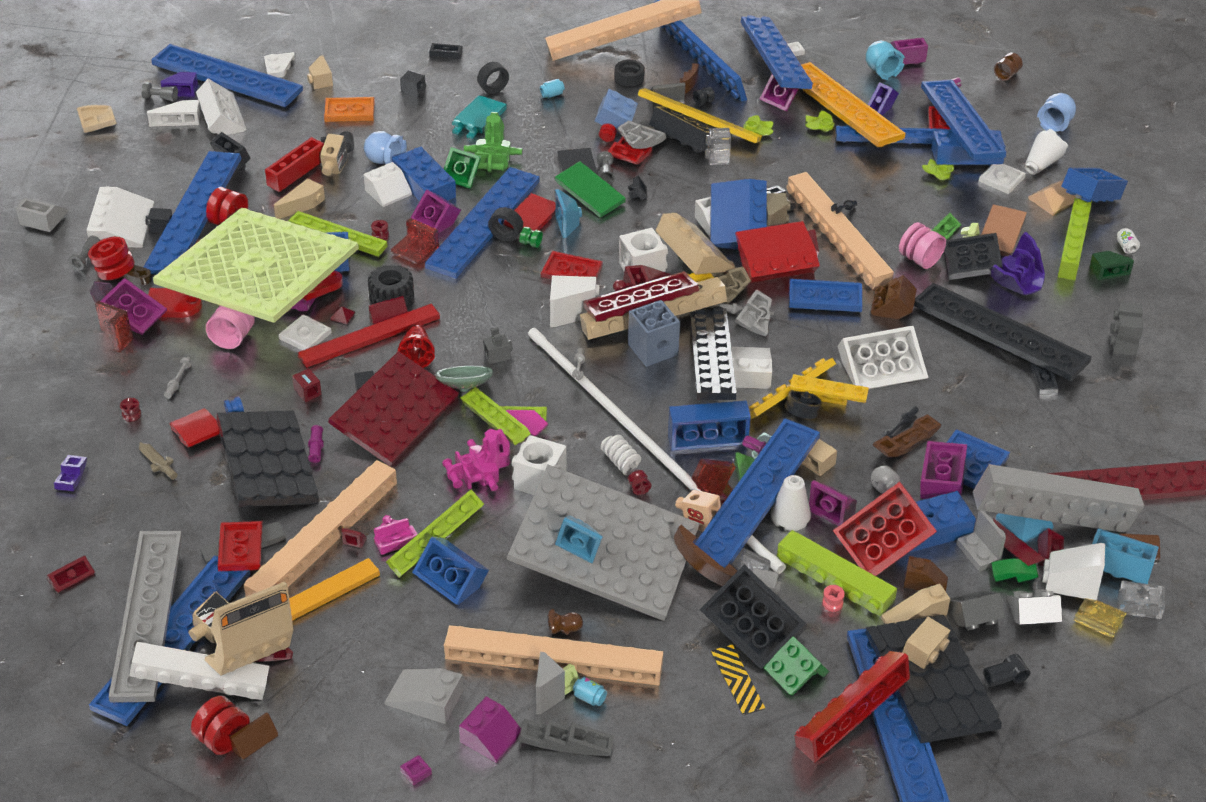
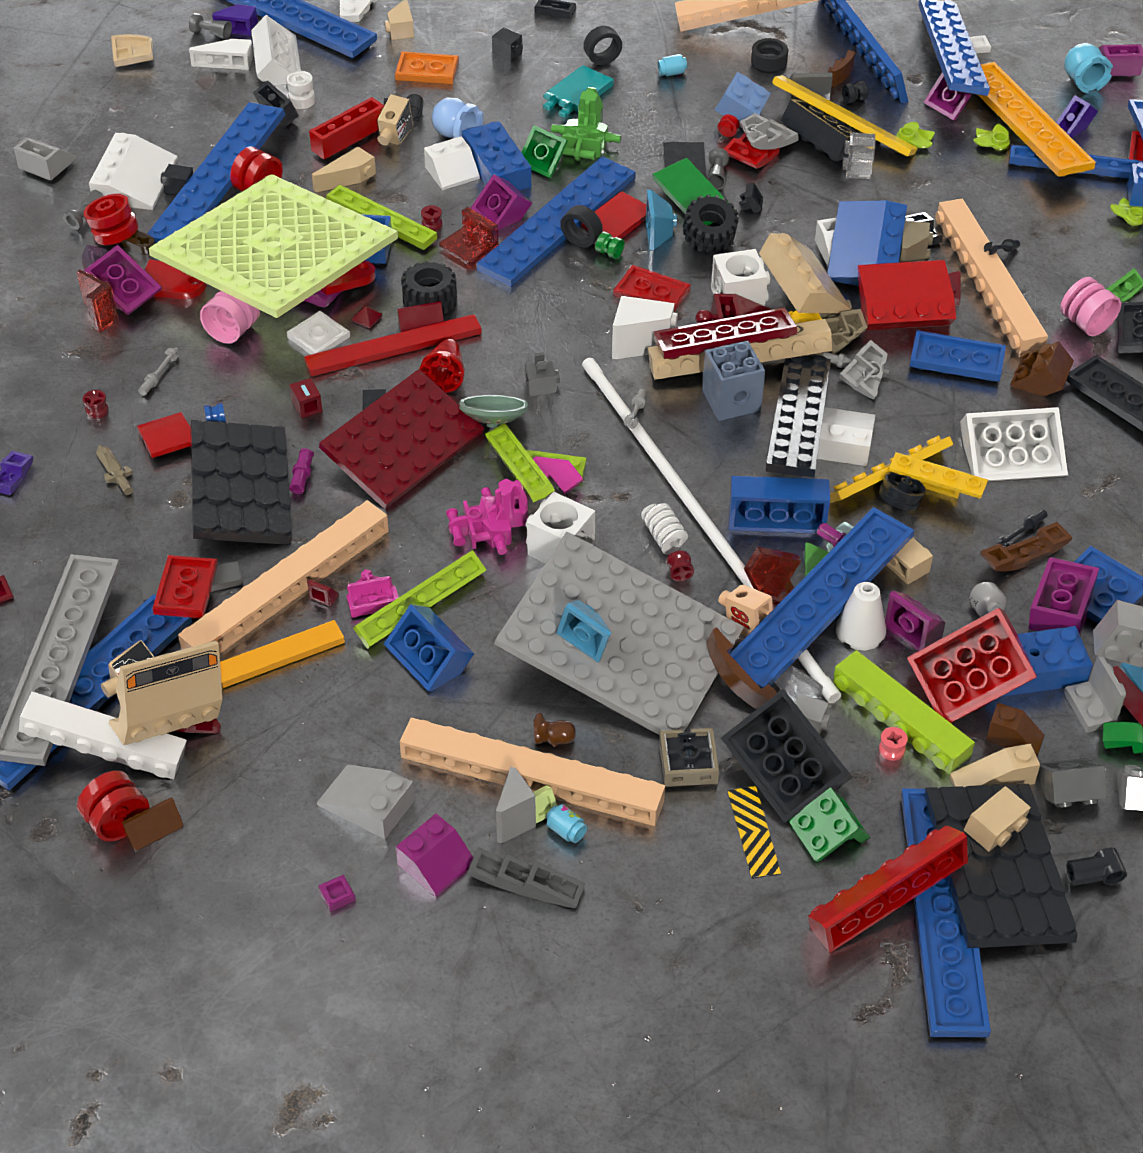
camera: 10 degrees right, 5 degrees up
(249, 136) = (301, 89): none -> white wheel
(612, 201) = (712, 210): none -> black tyre
(676, 628) = (688, 757): none -> piece

